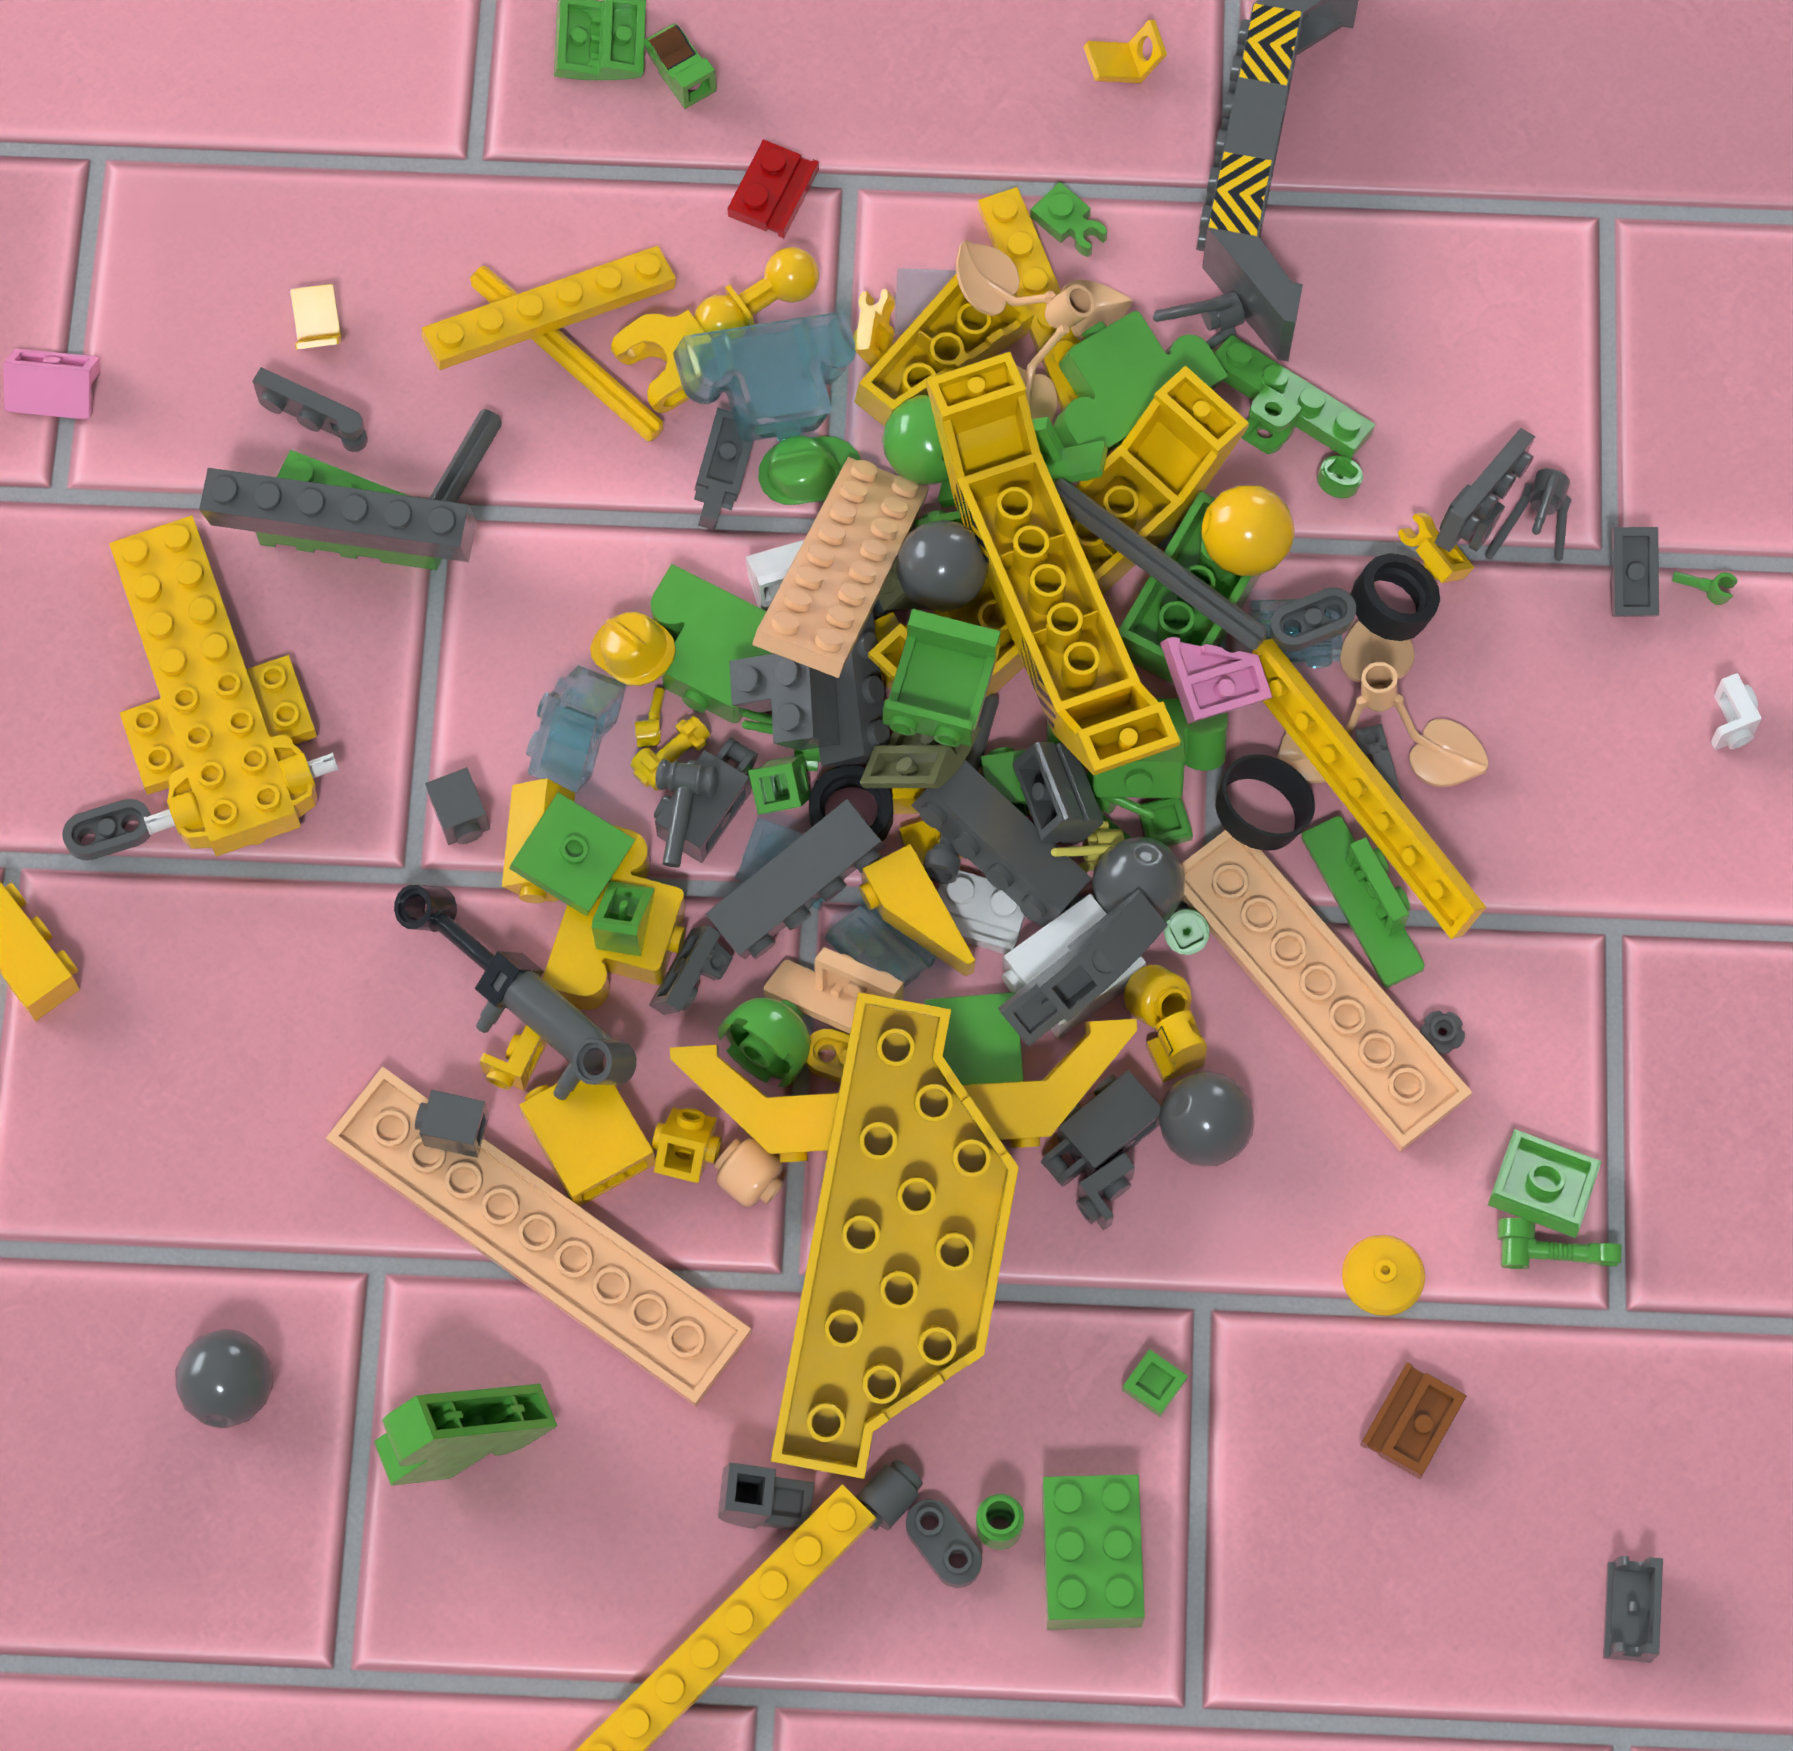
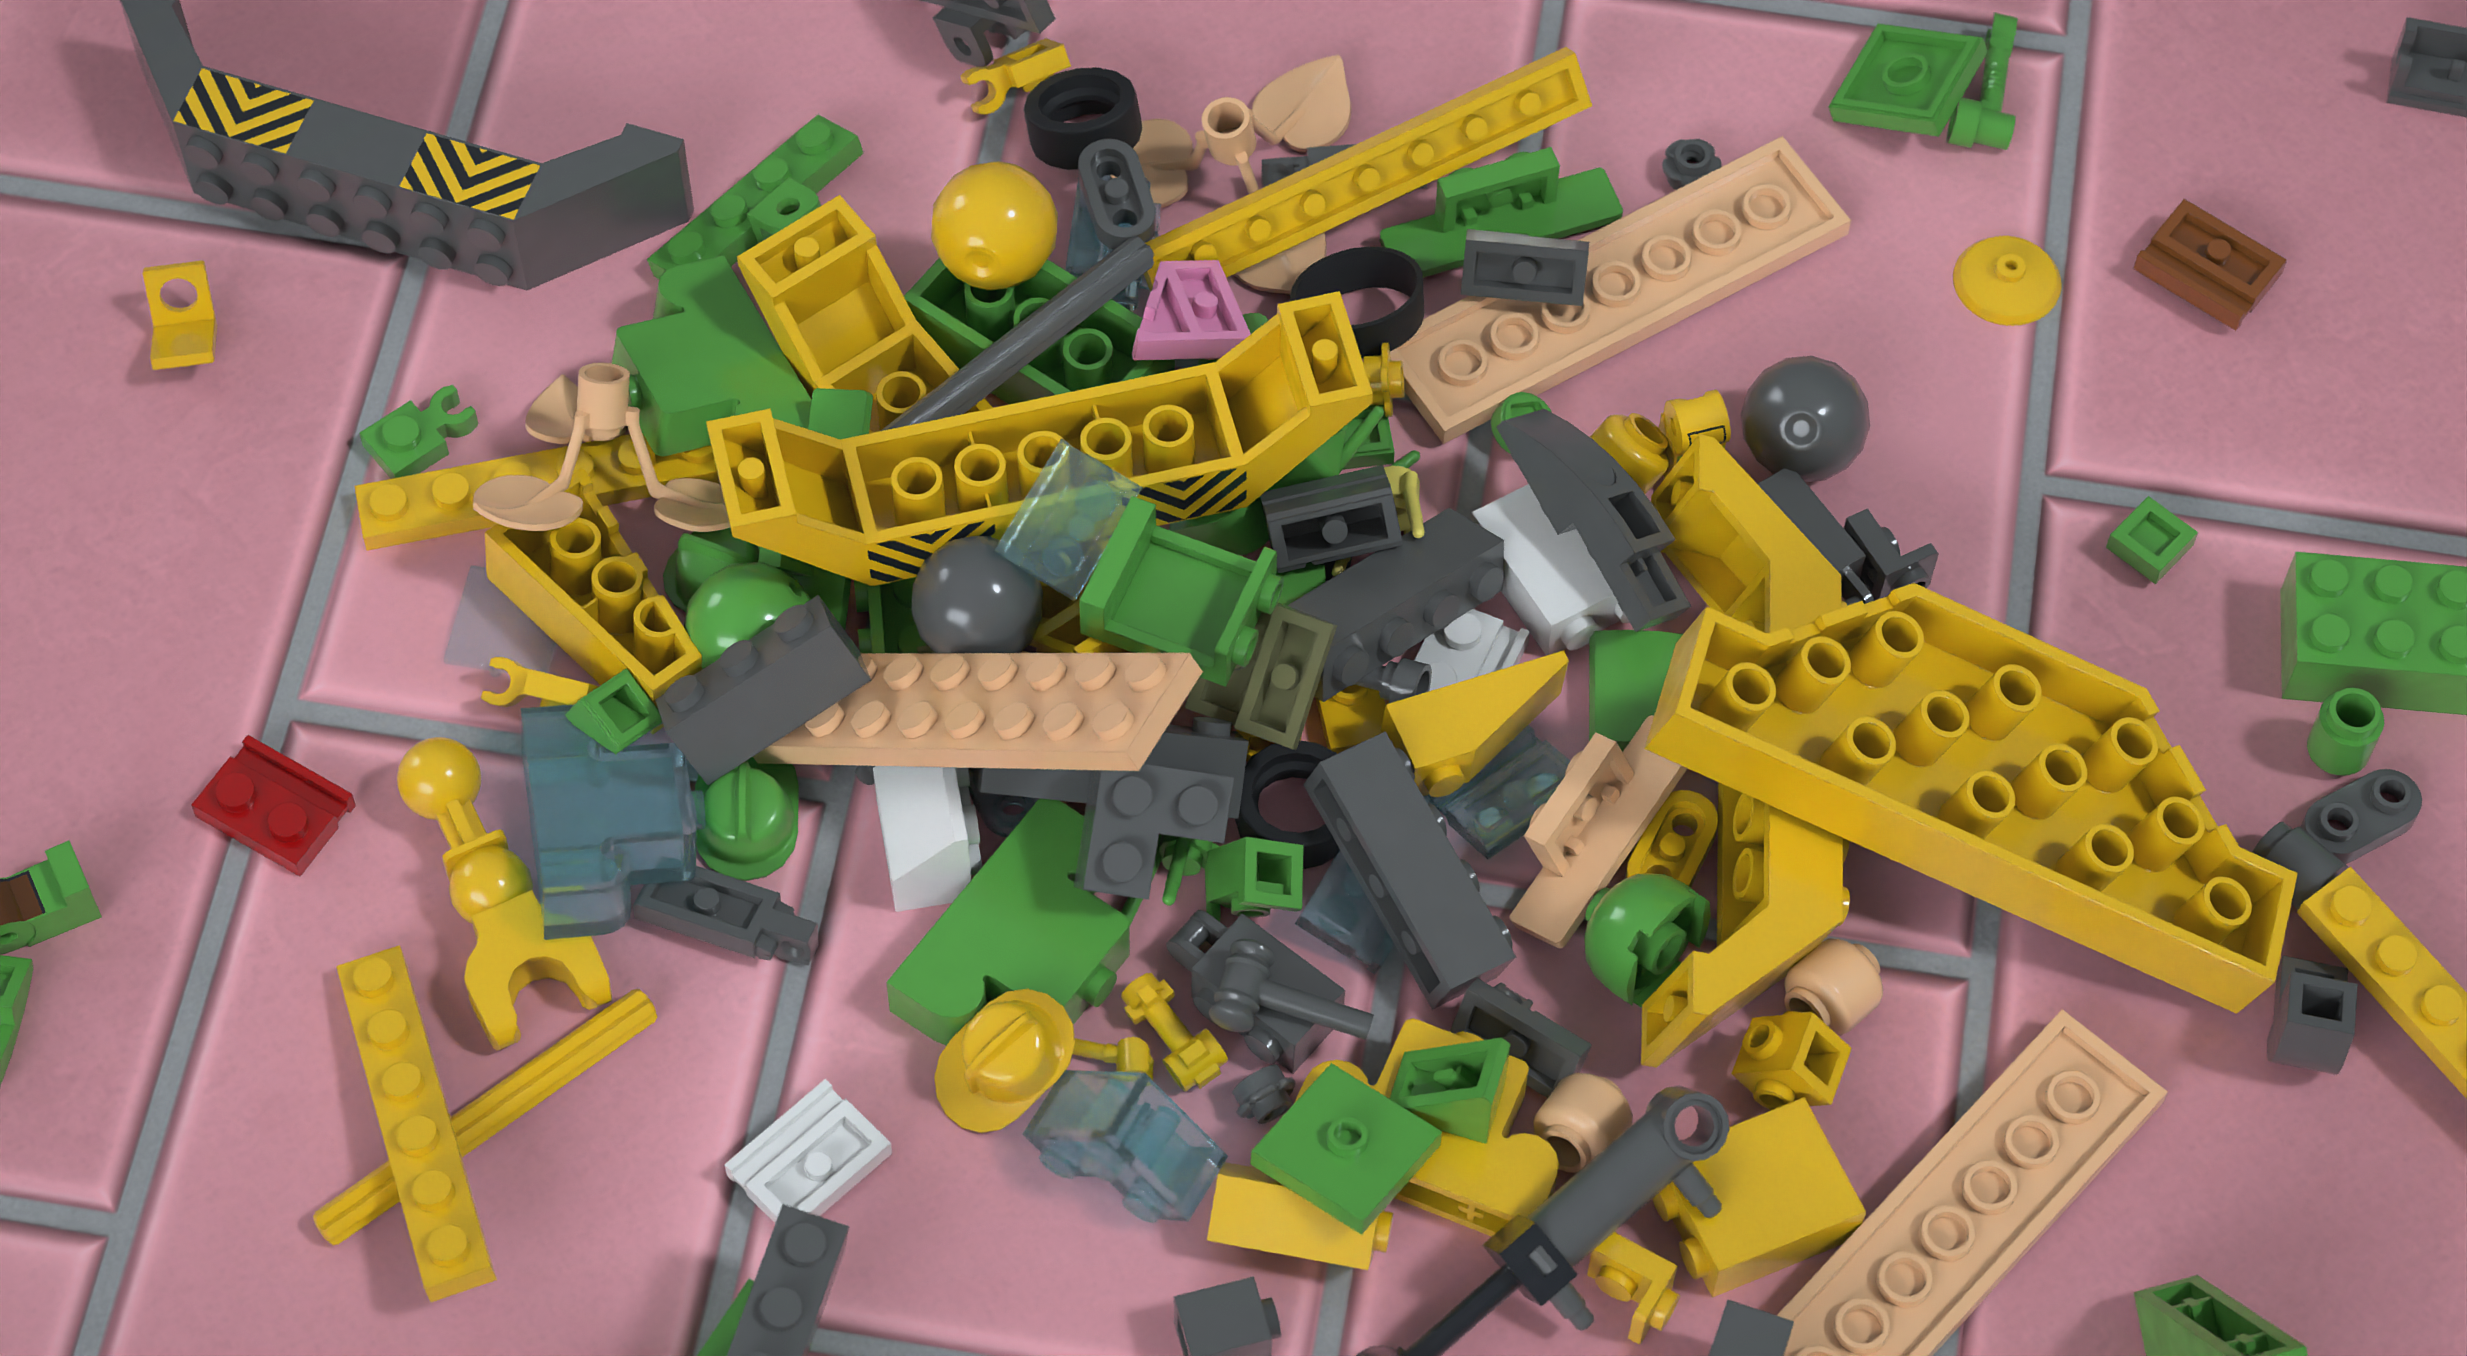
camera: 85 degrees left, 10 degrees down
(467, 457) = (643, 1276): dark grey axle -> none
(553, 544) = (809, 1155): none -> white plate
(630, 1015) = (1582, 1119): none -> light nougat head
(631, 814) = (1264, 1094): none -> dark grey plate
(844, 367) = (616, 713): none -> bright green slope
(867, 449) = (762, 689): none -> dark grey brick
(989, 597) = (1067, 519): none -> clear light blue plate
(1139, 865) = (1457, 454): dark grey piece -> none
(1198, 825) = (1385, 379): none -> yellow plate
(1218, 314) = (615, 271): dark grey plant -> none
(1303, 910) = (1524, 267): none -> dark grey hinge
(1339, 476) = (887, 164): bright green tile -> none

